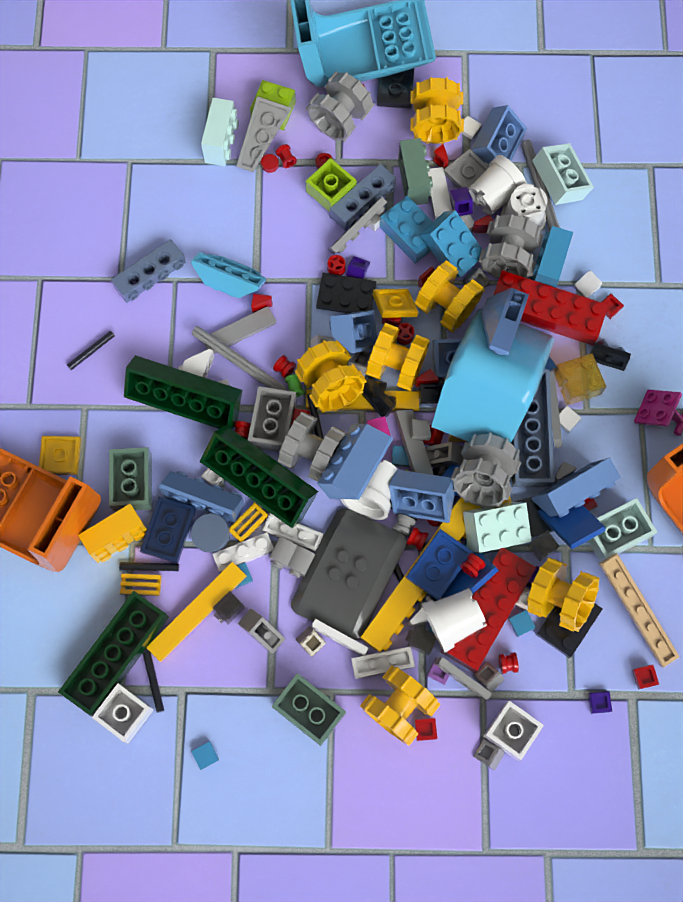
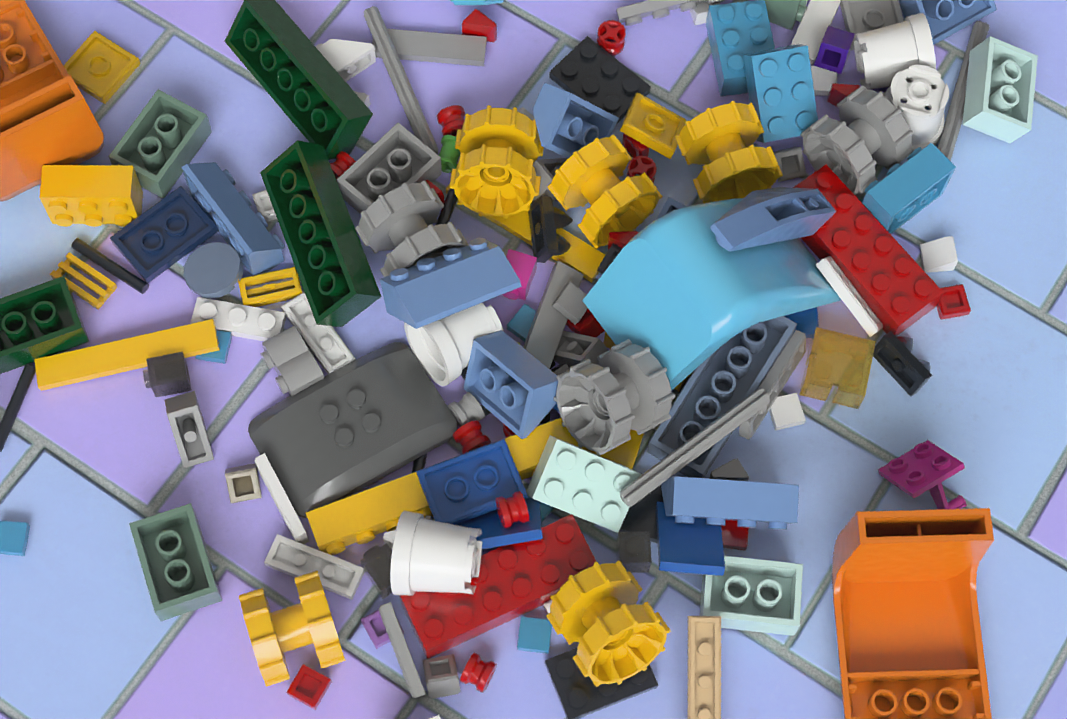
camera: 30 degrees right, 5 degrees down
(357, 268) = (638, 57): dark purple slope -> none
(543, 470) = (694, 447): none -> light grey axle
(560, 335) = (849, 295): none -> white tile

